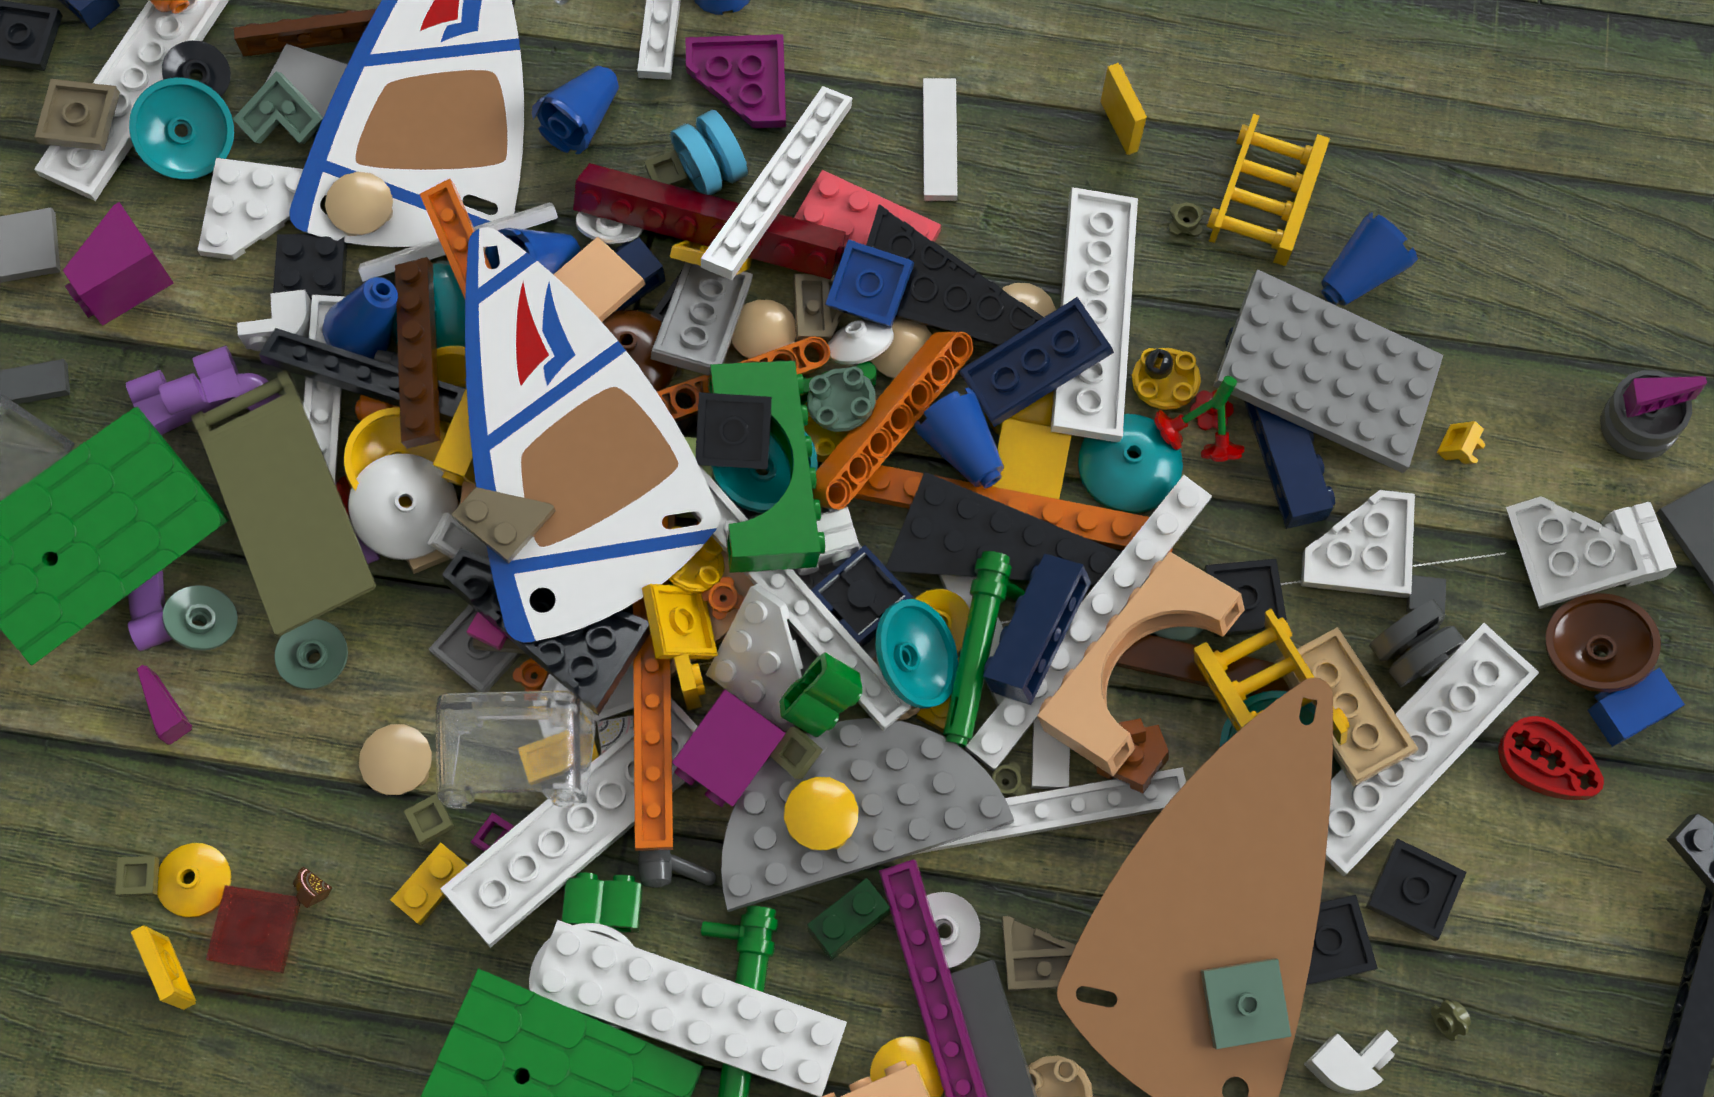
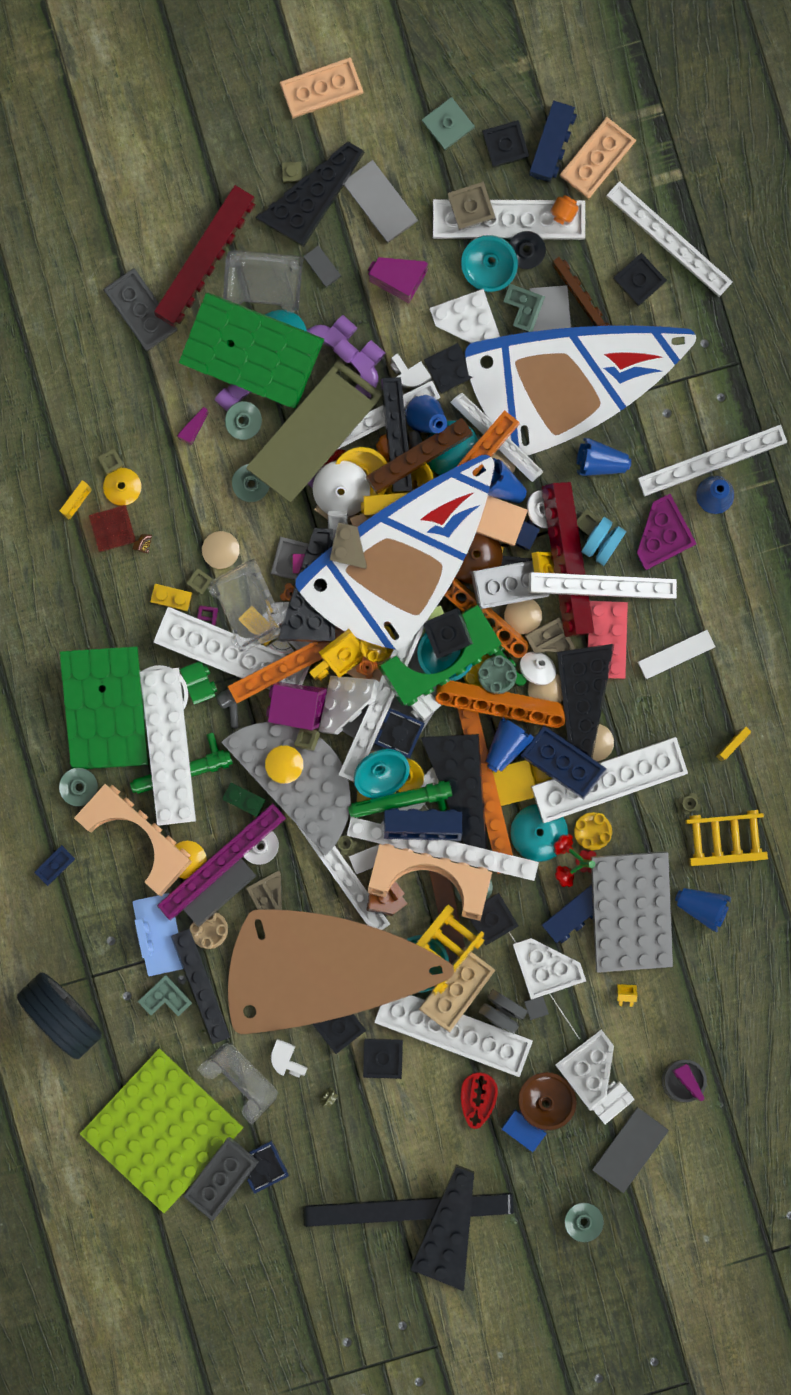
camera: 65 degrees right, 15 degrees up
(359, 203) = (493, 375): tan dish -> none
(821, 695) = (338, 738): green brick -> none
(869, 283) = (567, 659): blue plate -> none
(1166, 365) = (597, 828): black hinge -> none
(1245, 1003) = (289, 999): sand green plate -> none

